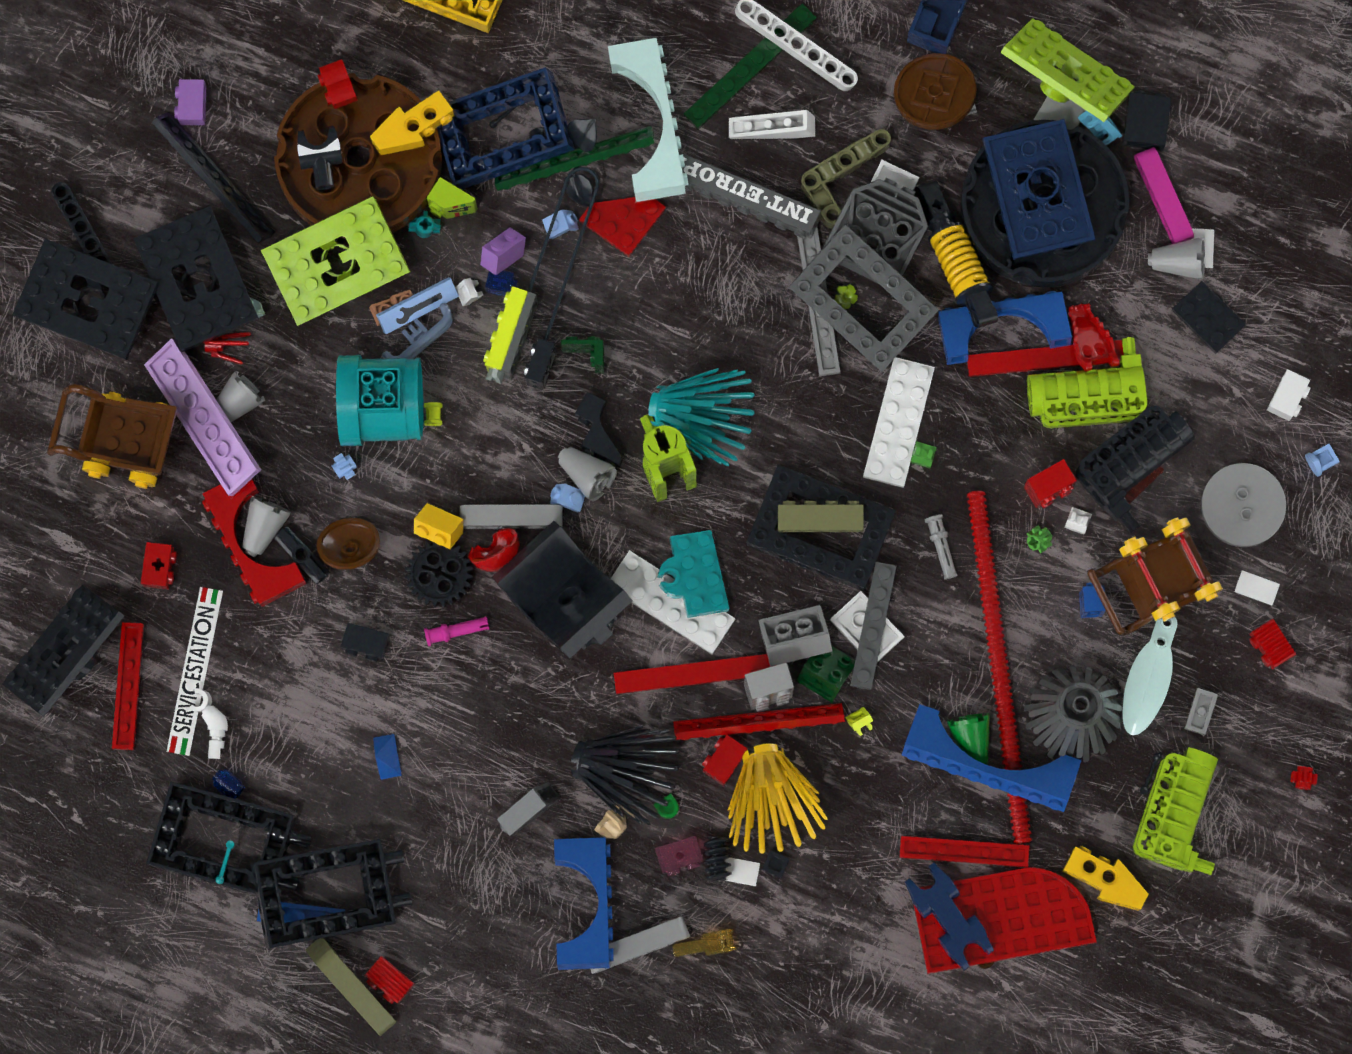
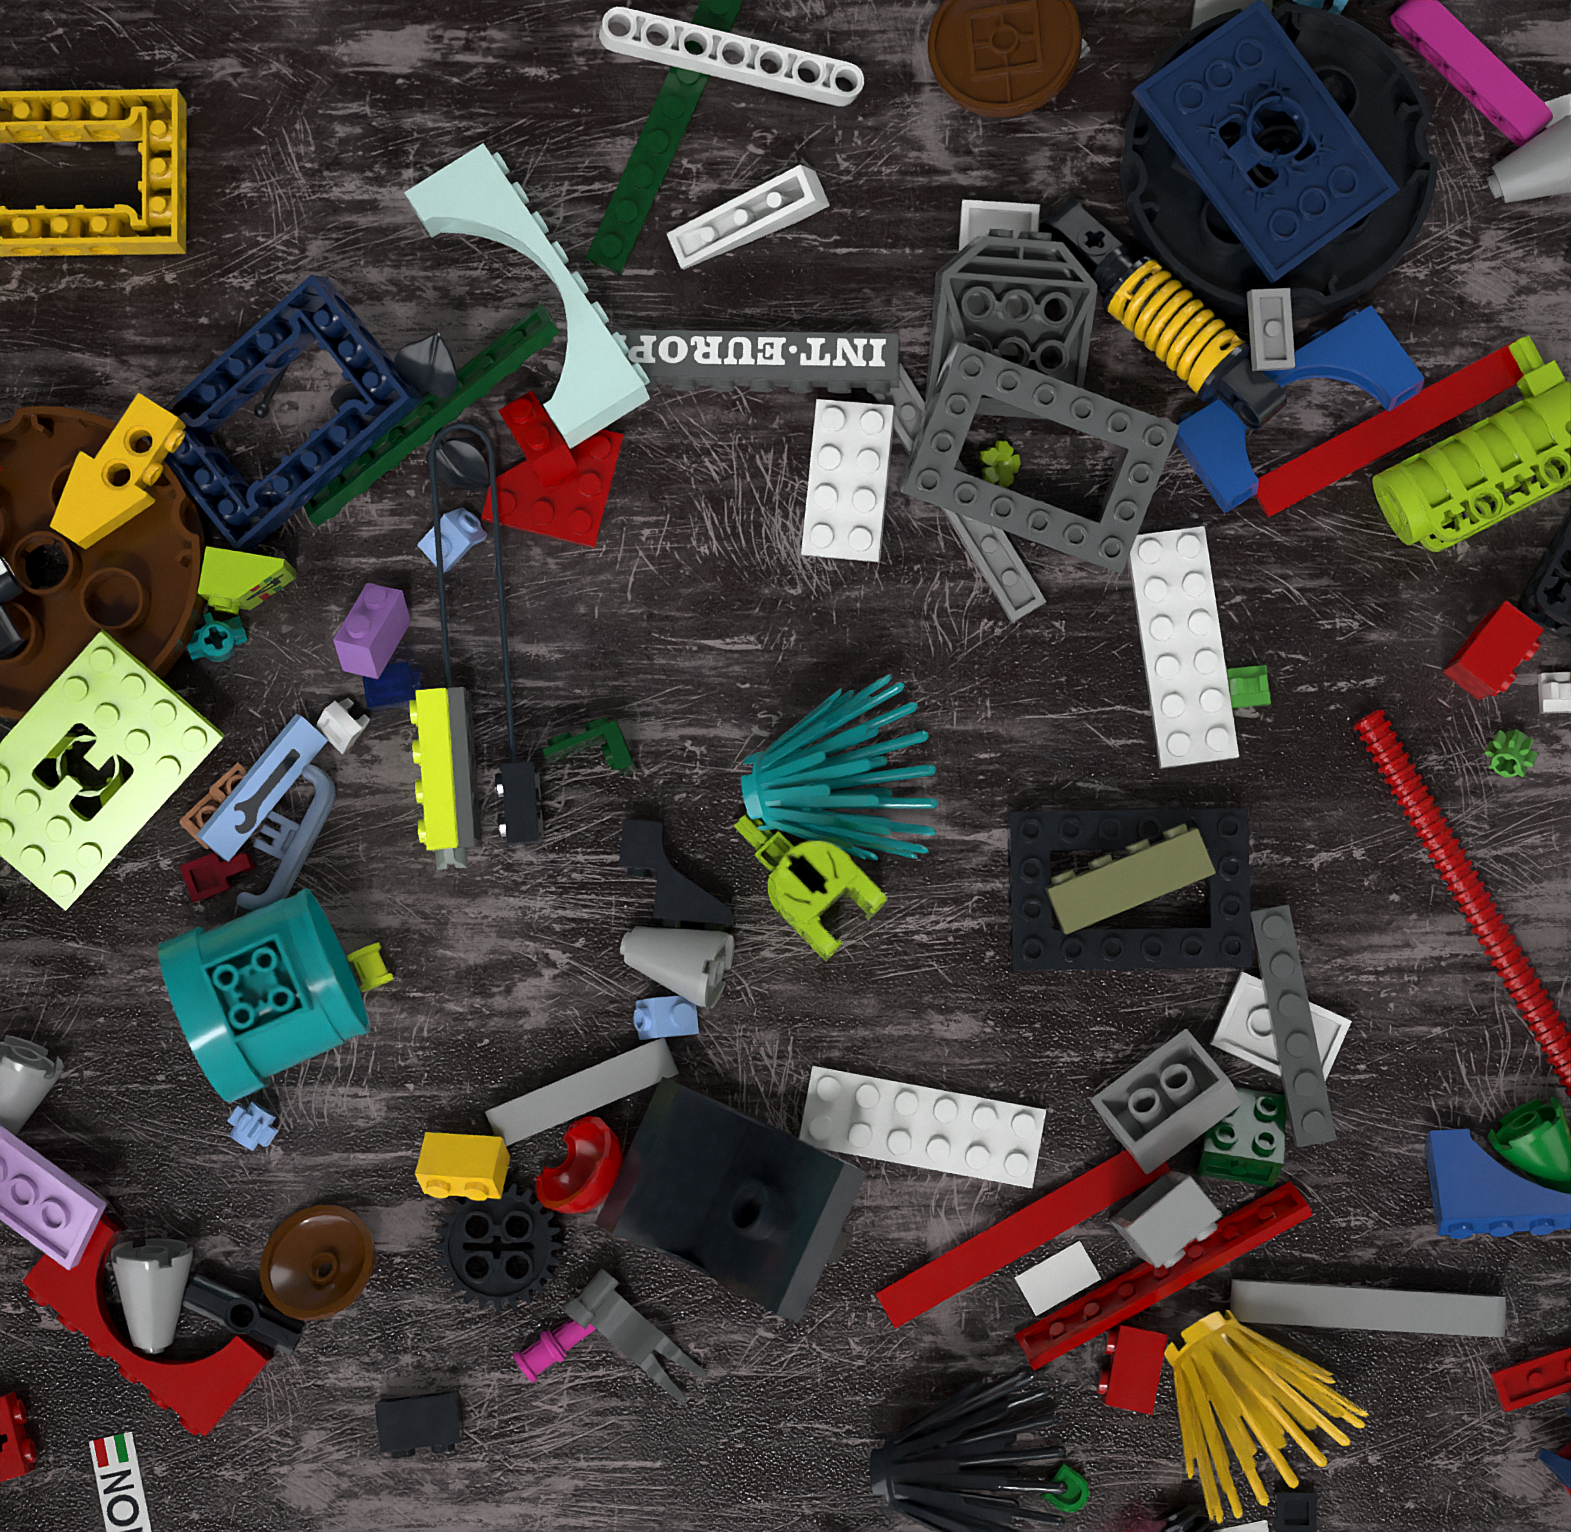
camera: 25 degrees left, 5 degrees up
(373, 338) = (211, 875): none -> dark red plate
(484, 639) = (628, 1330): none -> dark grey flag
(622, 191) = (538, 439): none -> red brick
(695, 574) = (946, 1063): teal plate -> none
(706, 703) = (1057, 1278): none -> white sticker
(767, 273) = (848, 480): none -> white plate
(832, 169) = (881, 305): olive beam -> none
(853, 779) = (1368, 1308): none -> light grey beam
(859, 719) = (1335, 1199): neon yellow tile -> none
(939, 536) = (1335, 819): light grey pin -> none
(1003, 281) = (1271, 329): none -> light grey plate
(1090, 339) = (1458, 371): red animal -> none

